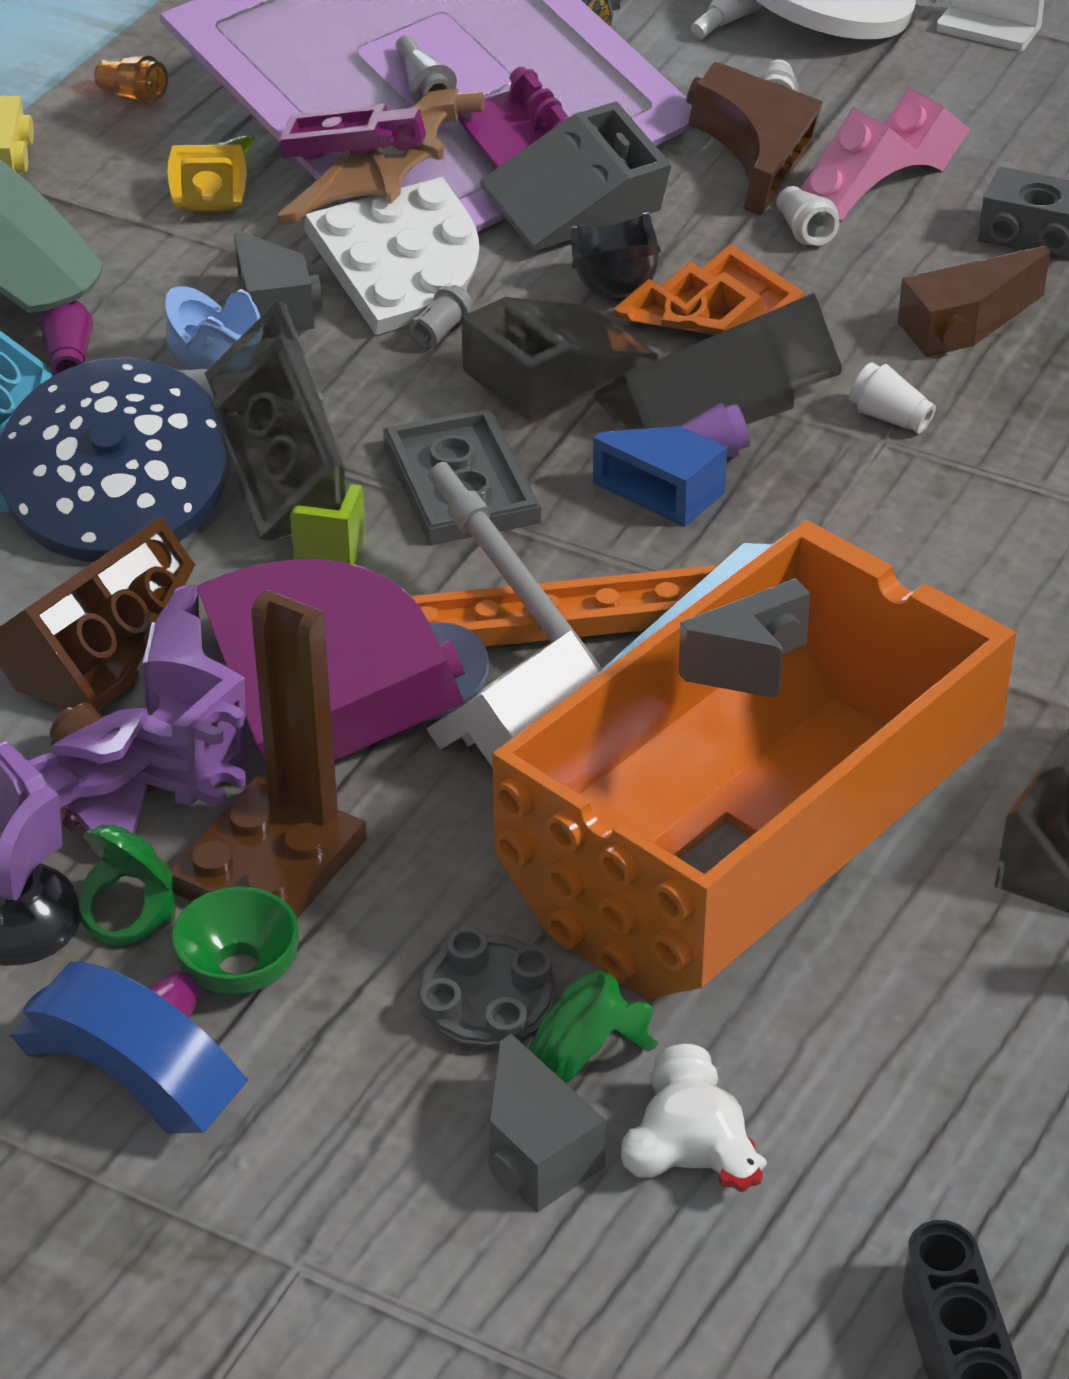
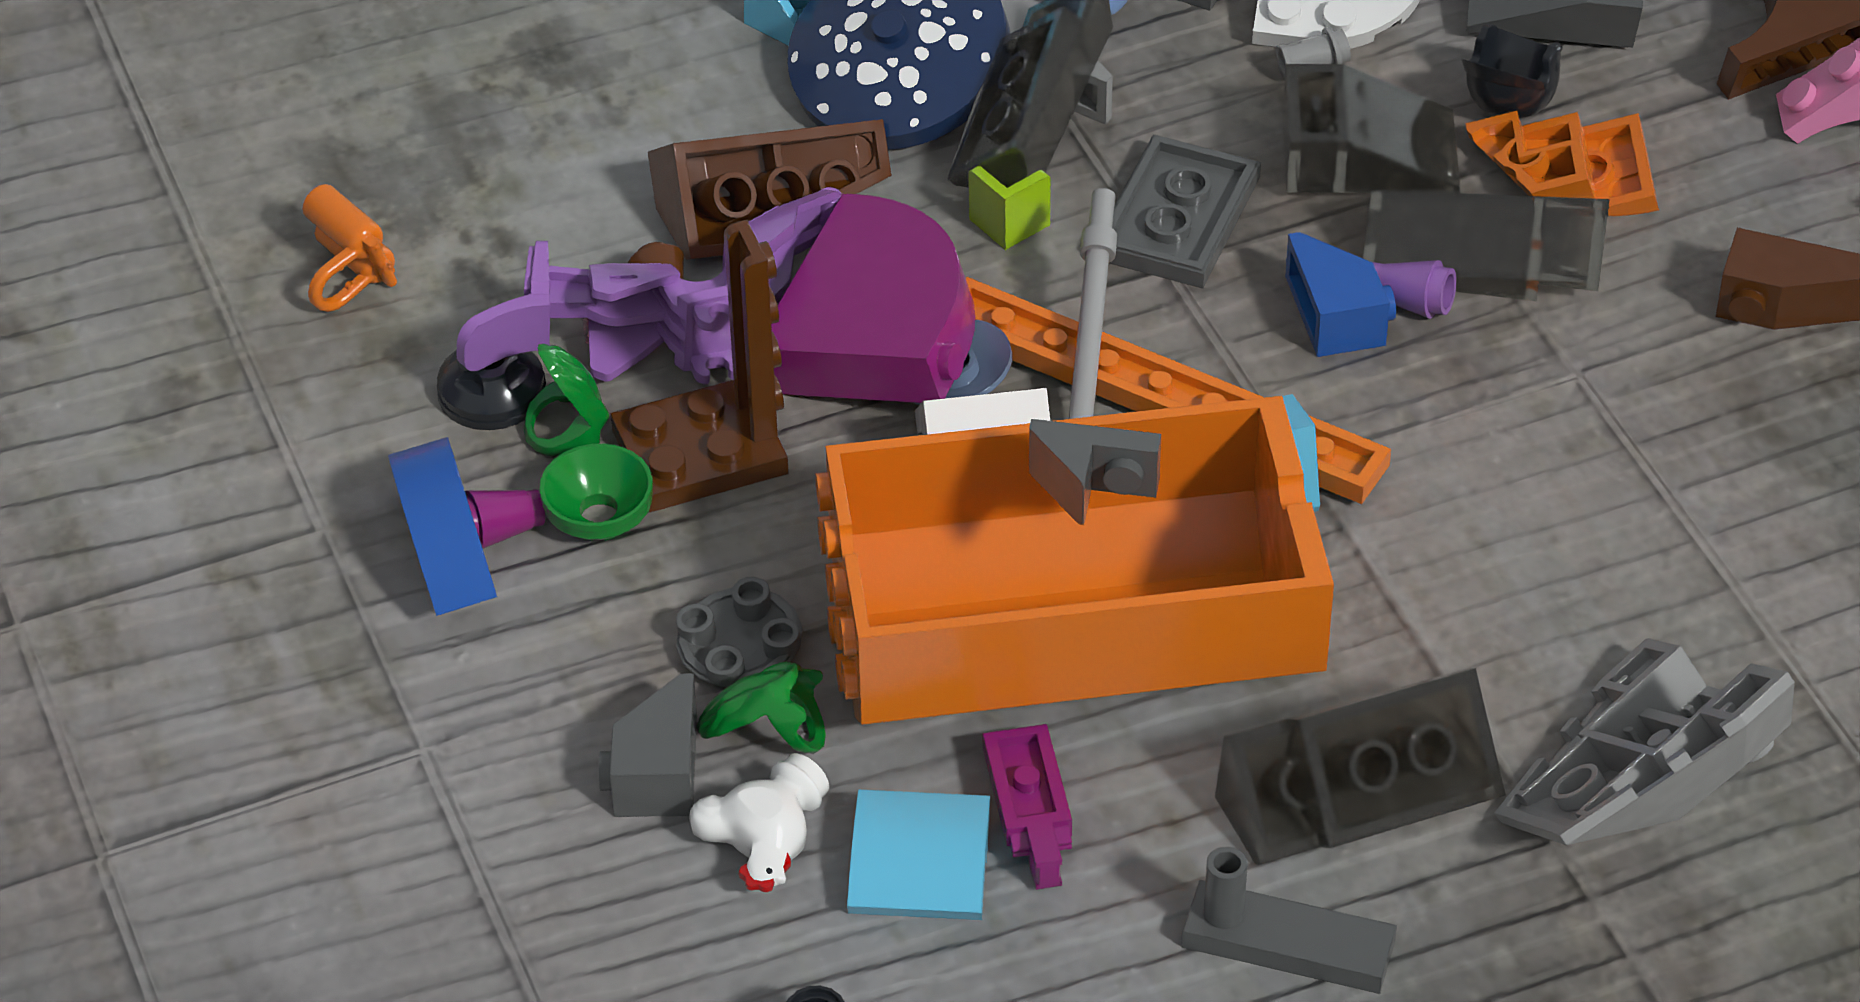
camera: 40 degrees right, 5 degrees up
(809, 216) = (1752, 122): white cone -> none
(842, 1071) = (919, 854): none -> medium azure slope
(879, 971) = (1030, 798): none -> magenta hinge
(890, 398) = (1614, 336): white cone -> none

